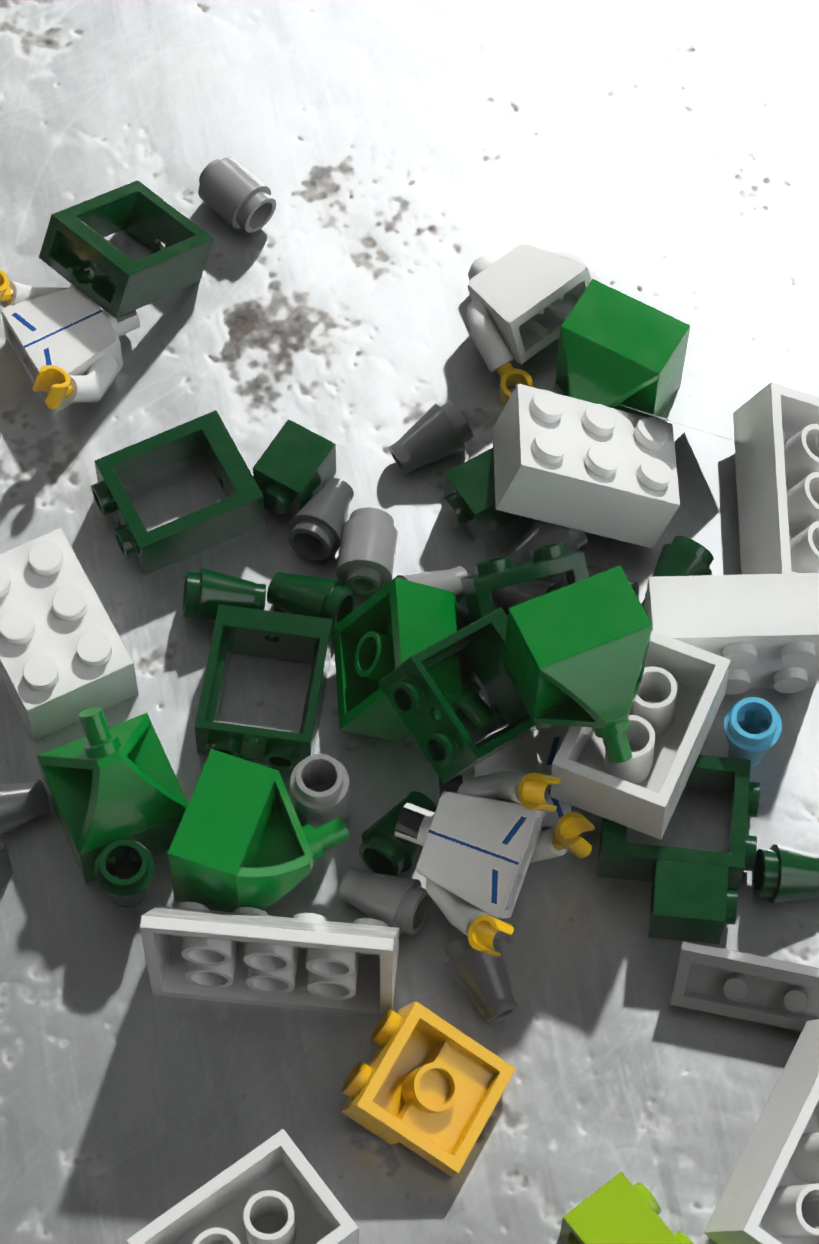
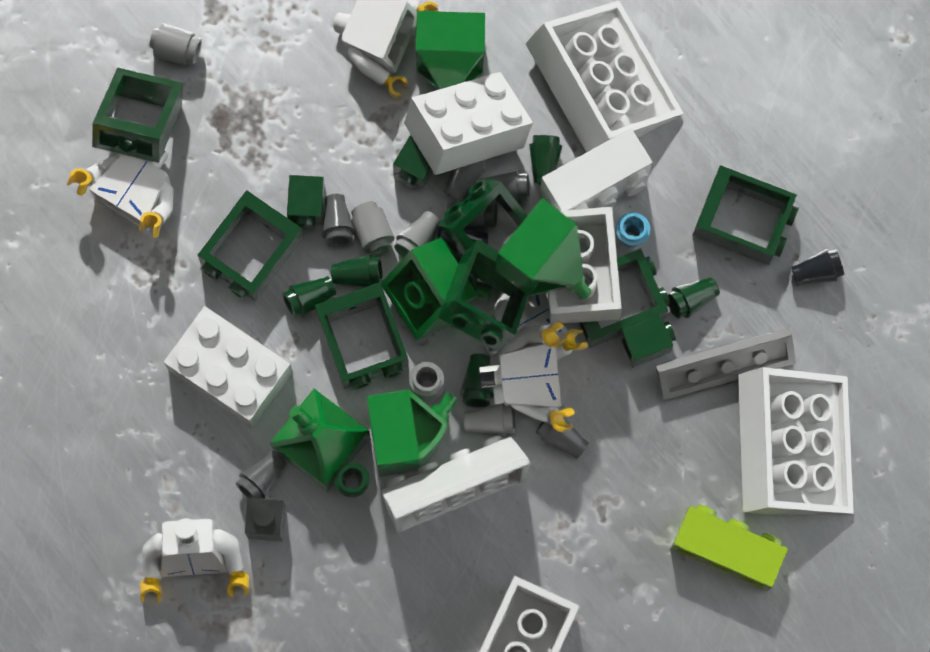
camera: 30 degrees left, 15 degrees up
(426, 1087) = (567, 510): yellow plate -> none
(432, 437) = (369, 141): dark grey cone -> none
(679, 423) = (504, 69): white sticker -> none

